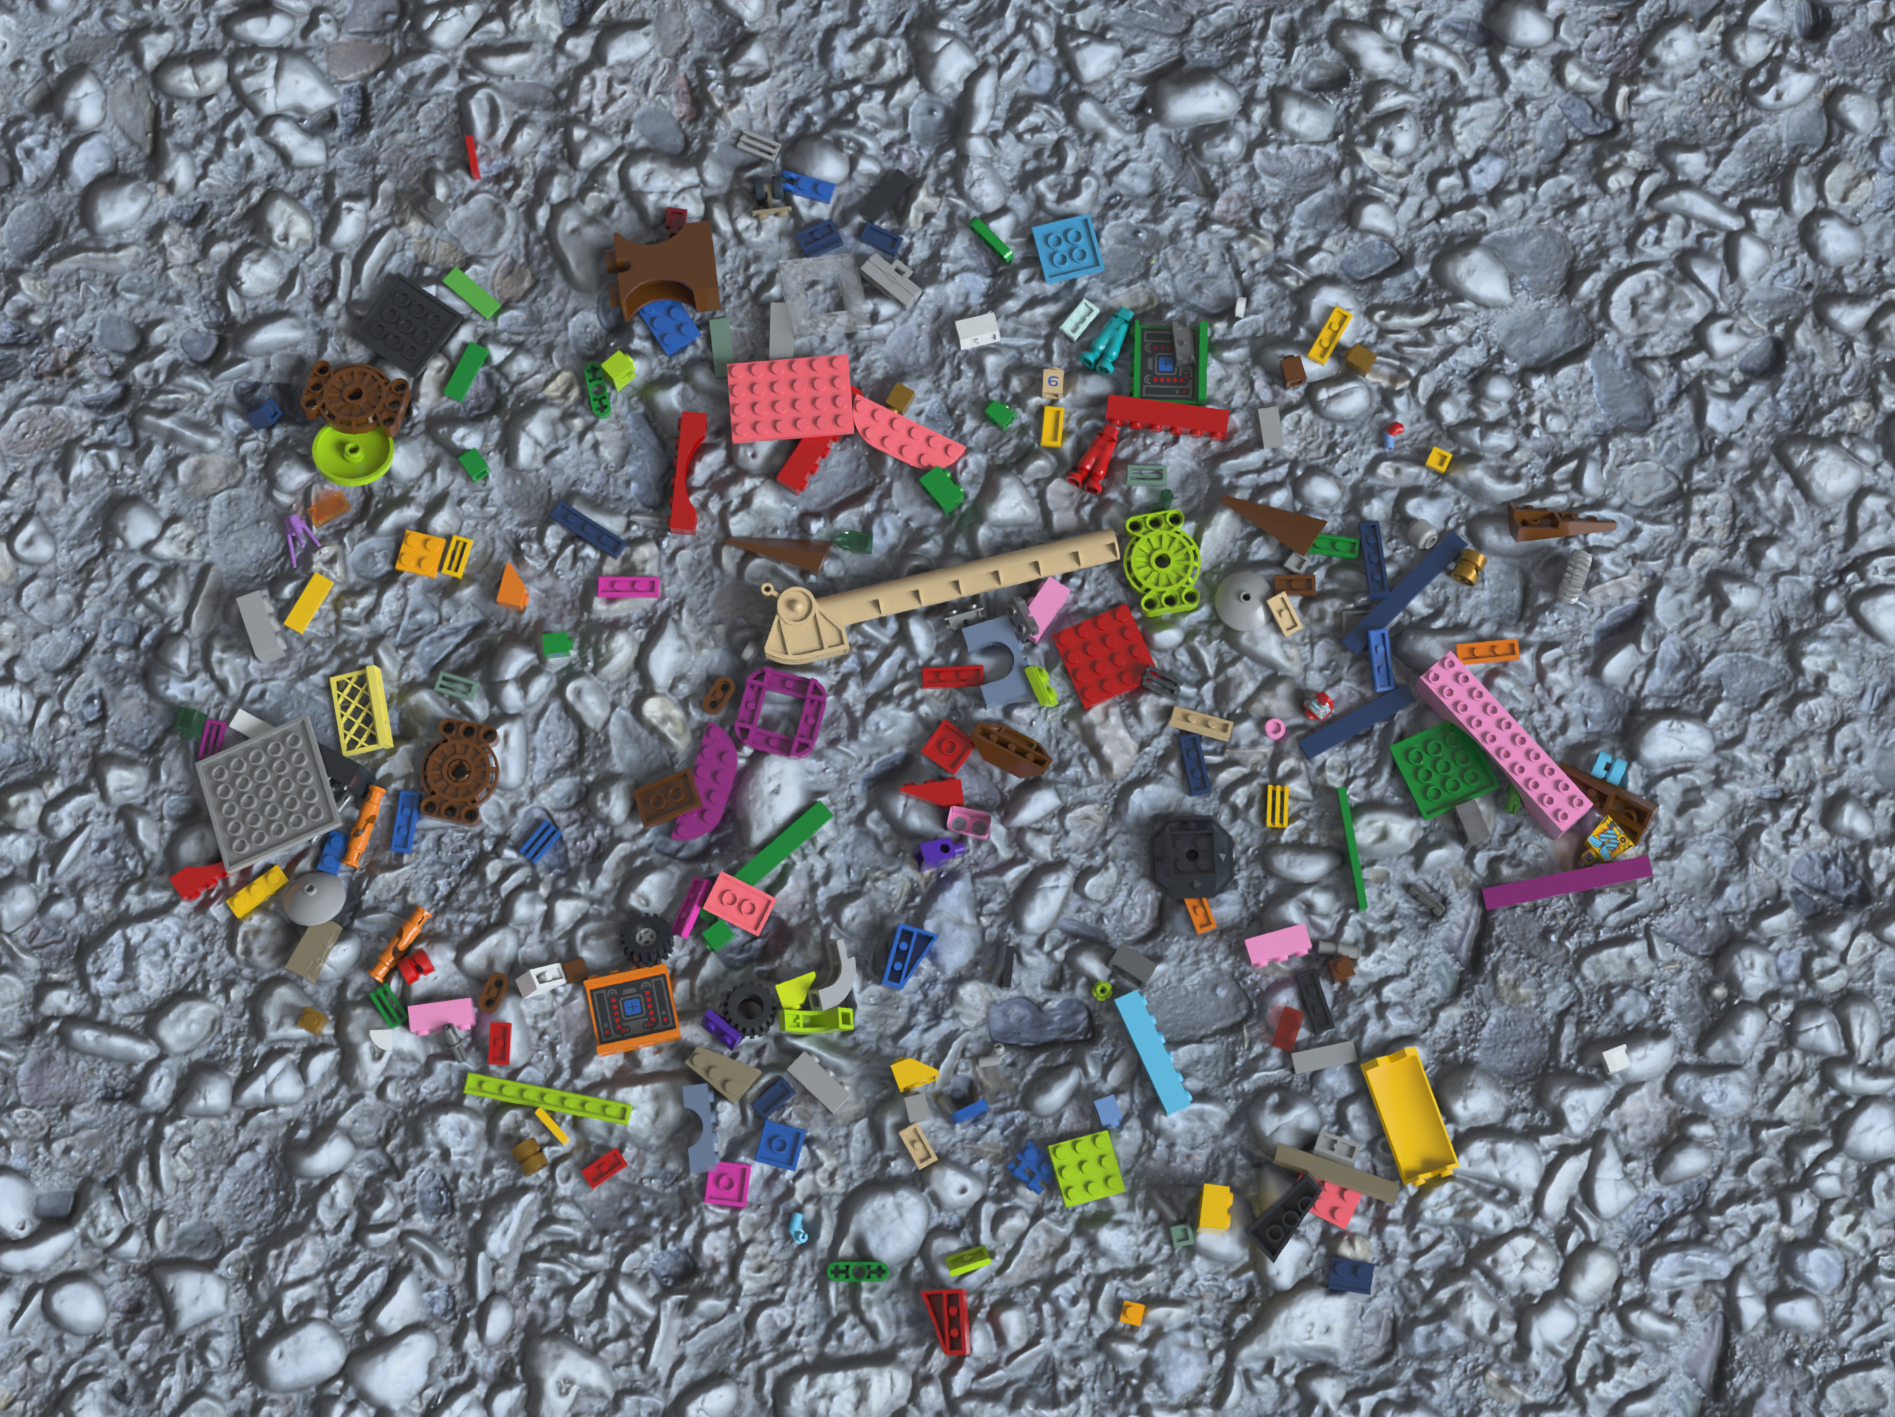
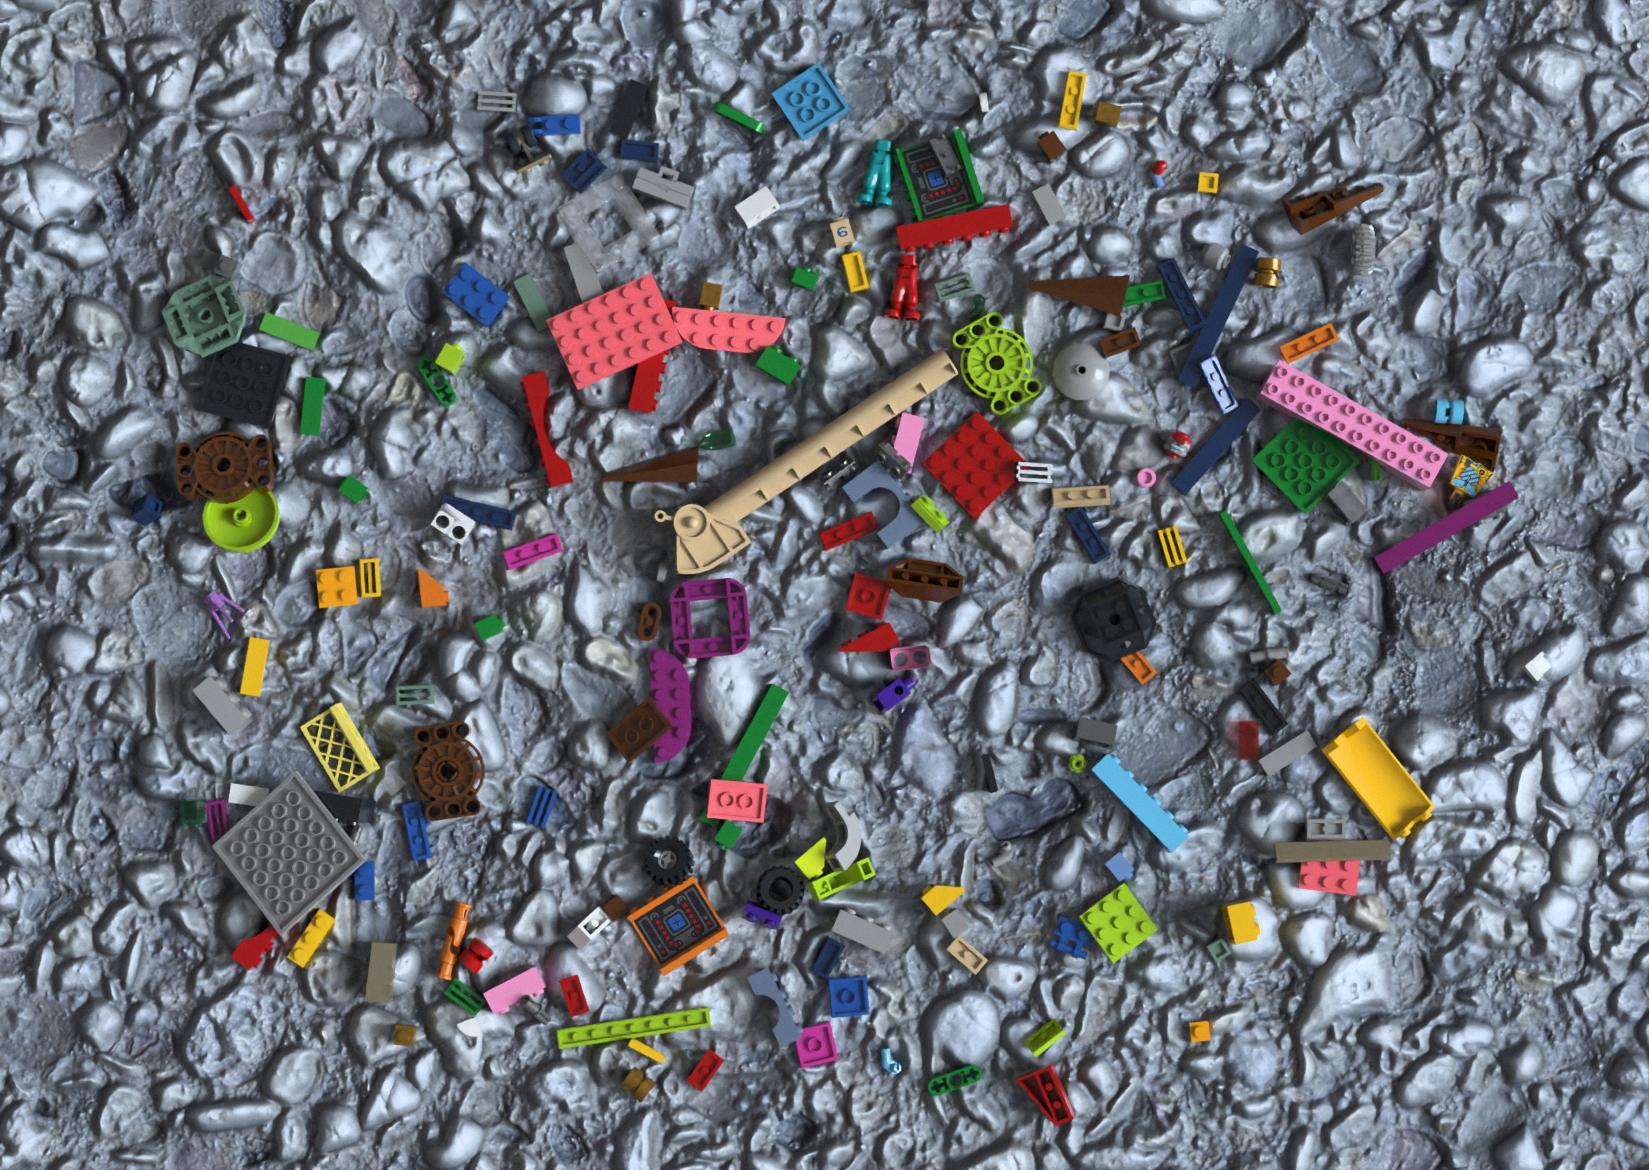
camera: 20 degrees left, 10 degrees up
(314, 898) = (371, 934): light grey dish -> none
(329, 509) = (239, 576): clear orange plate -> none
(368, 812) = (381, 841): orange piece -> none
(394, 247) = (195, 302): none -> sand green piece
(493, 993) = (551, 953): reddish brown plate -> none
(567, 528) = (461, 520): none -> white piece
(671, 270) = (464, 250): reddish brown brick -> none
(675, 220) = (449, 199): dark red plate -> none
(690, 907) = (695, 818): dark pink tile -> none
(723, 1073) = (777, 953): dark tan wedge -> none
(904, 955) = (896, 795): blue wedge -> none
(968, 1112) = (1000, 910): blue beam -> none
(1079, 319) = (844, 164): light aqua plate -> none
(1277, 945) = (1215, 670): bright pink brick -> none
(1280, 1220) = (1301, 905): black wedge -> none
(1284, 614) = (1119, 372): tan plate -> none
(1350, 1276) = (1373, 933): dark blue plate -> none

